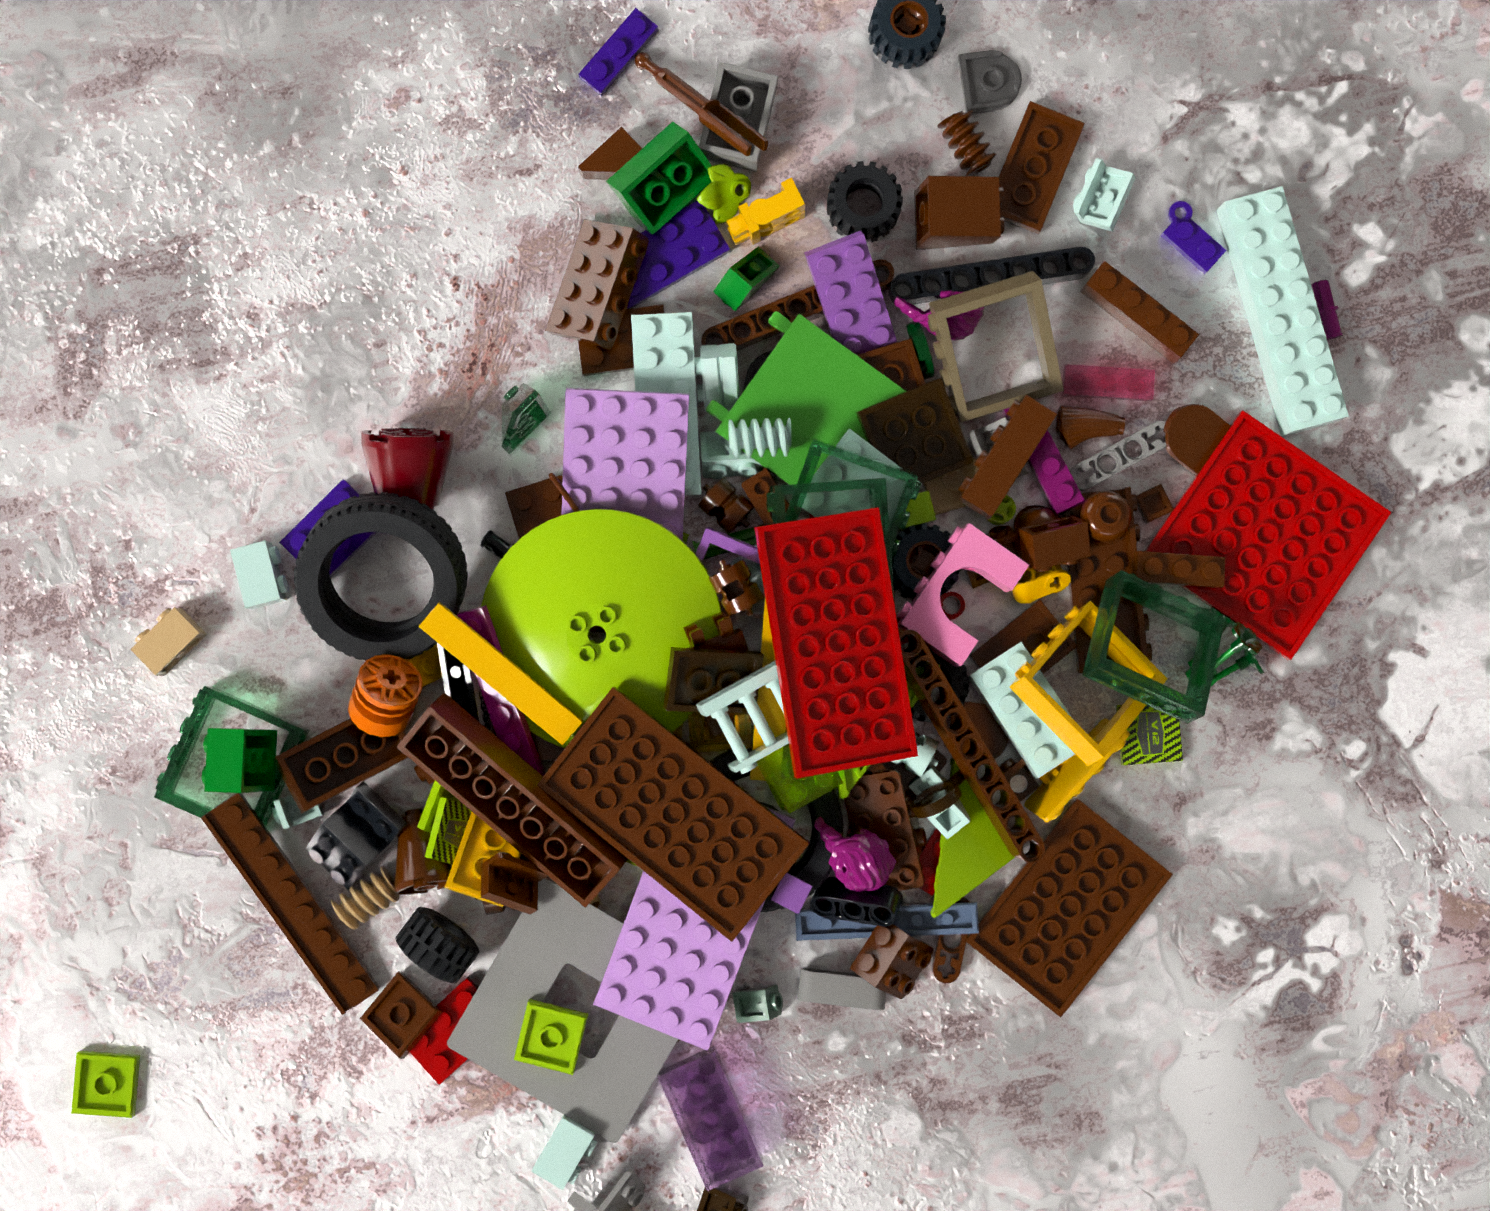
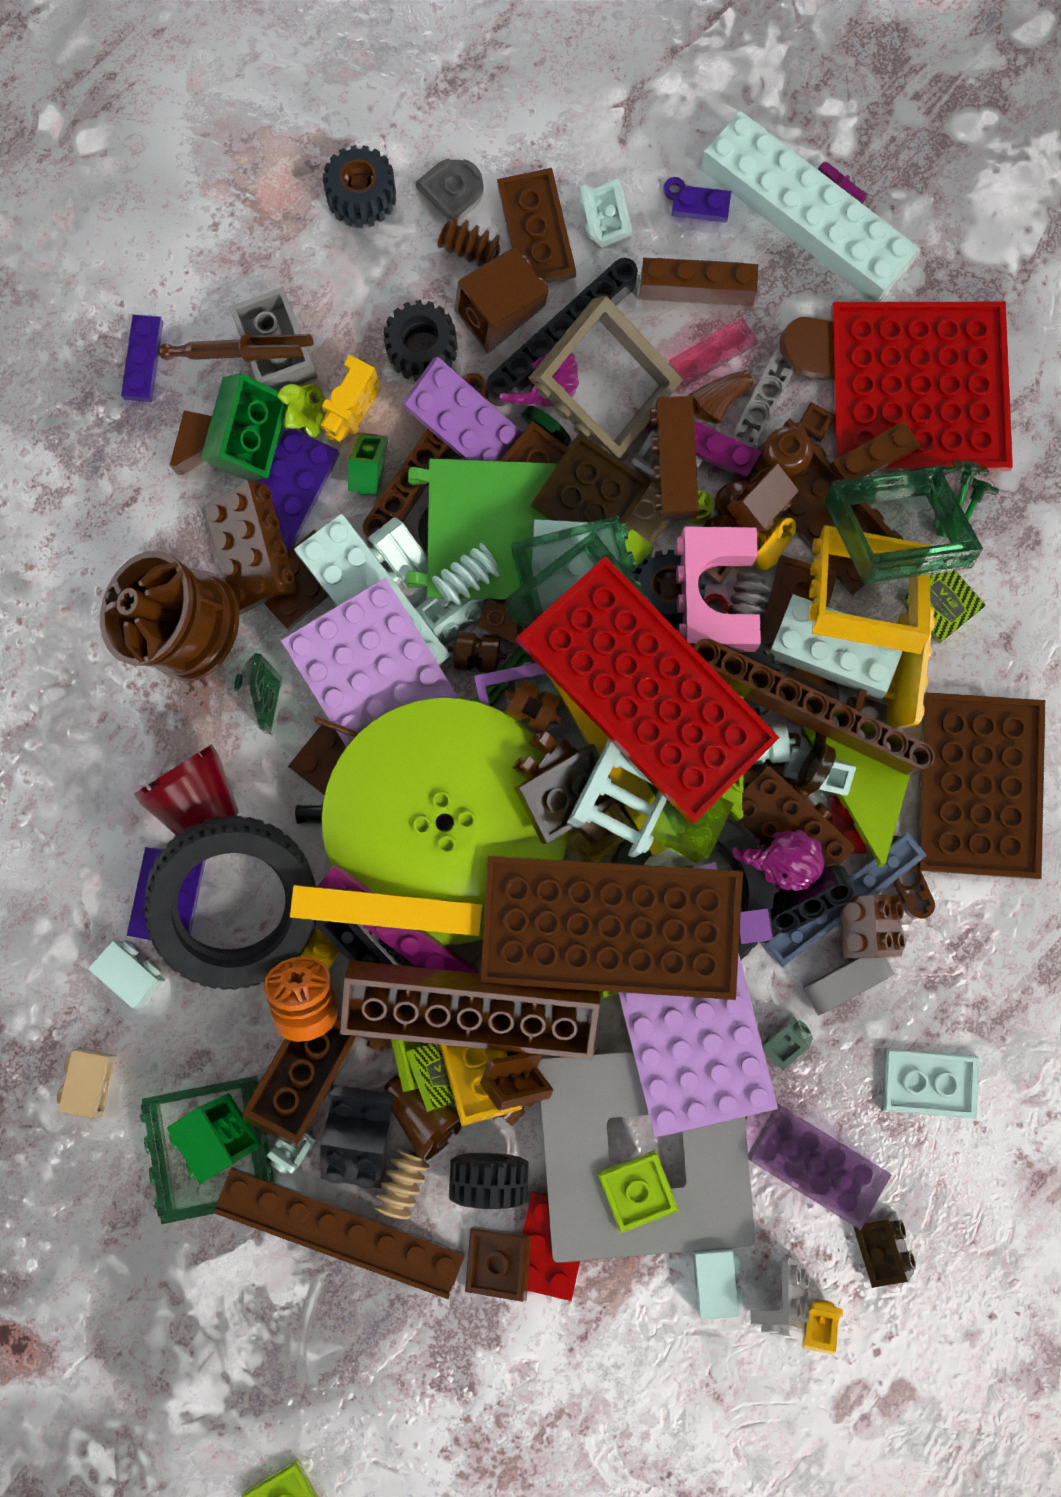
camera: 30 degrees left, 5 degrees down
(488, 302) = (169, 616): none -> reddish brown wheel
(850, 1117) = (930, 1083): none -> light aqua tile
(985, 617) = (749, 594): none -> light grey piece

